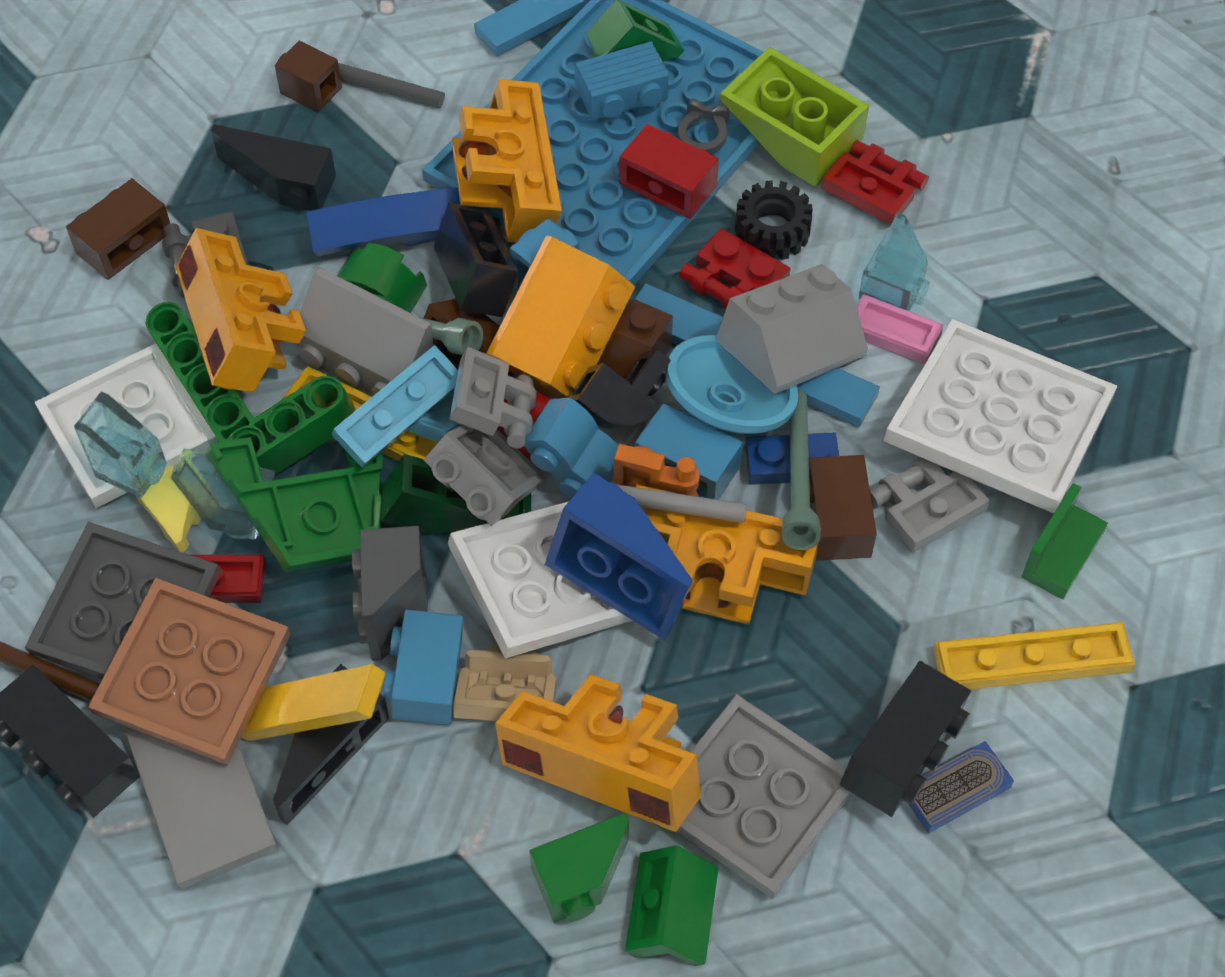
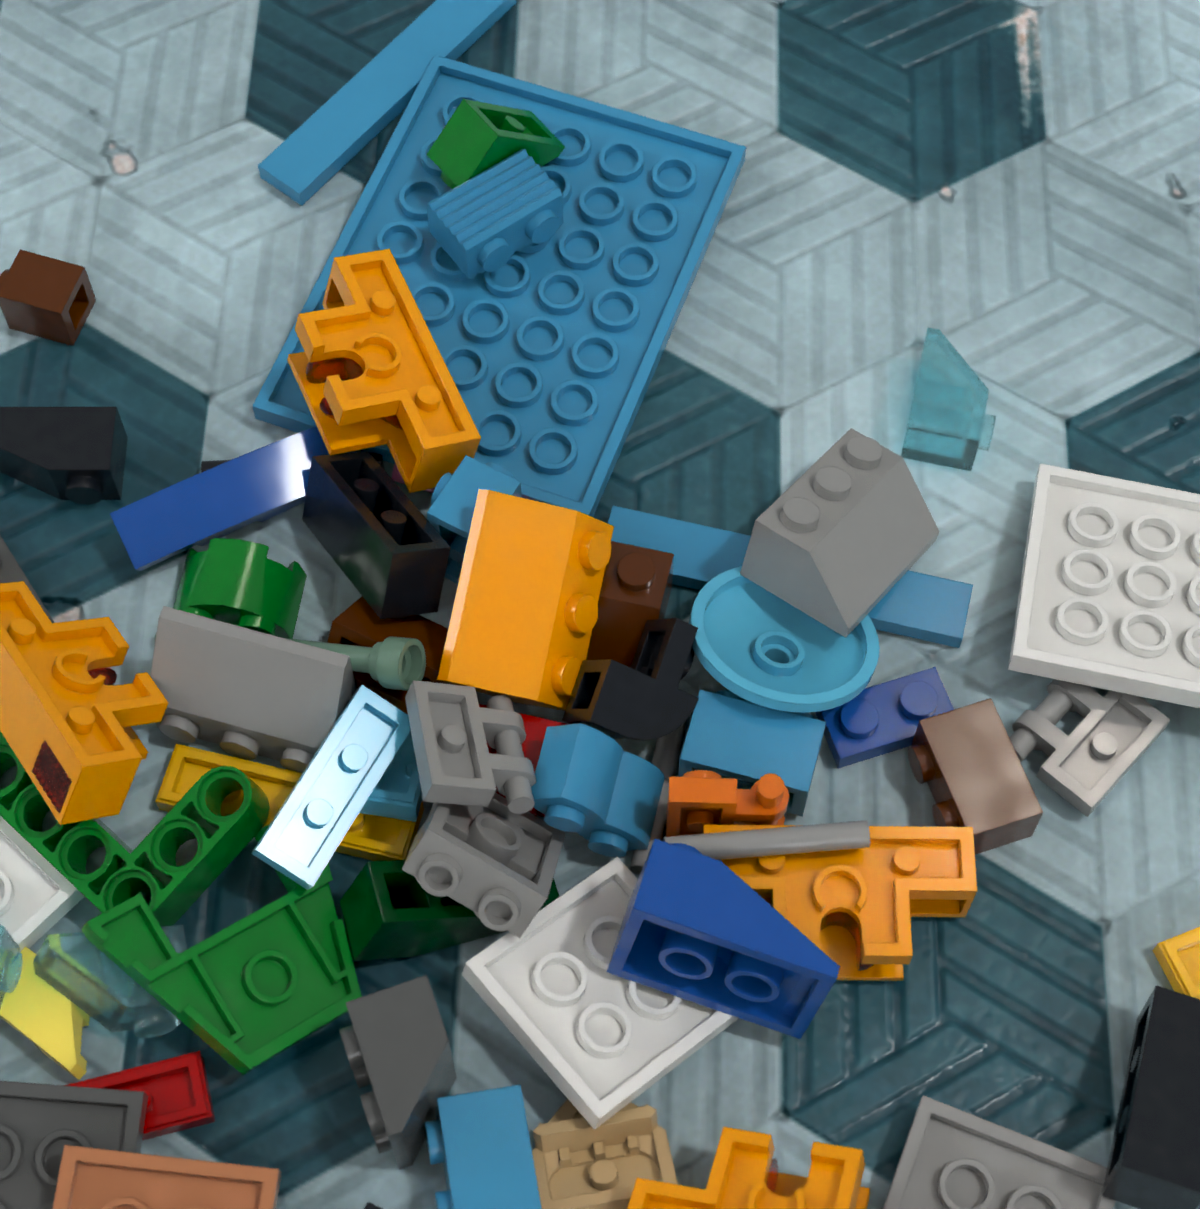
camera: 15 degrees left, 5 degrees up
(391, 85) = (167, 283): dark grey bar -> none
(668, 171) = (601, 335): red brick -> none
(695, 111) = (643, 235): dark grey piece -> none
(734, 263) = (732, 448): red plate -> none
(774, 202) = (761, 343): black tyre -> none
(796, 114) = (746, 210): lime slope -> none
(800, 523) = (948, 833): sand green piece -> none
(874, 181) = (871, 293): red plate -> none
(898, 329) = (970, 492): bright pink tile -> none

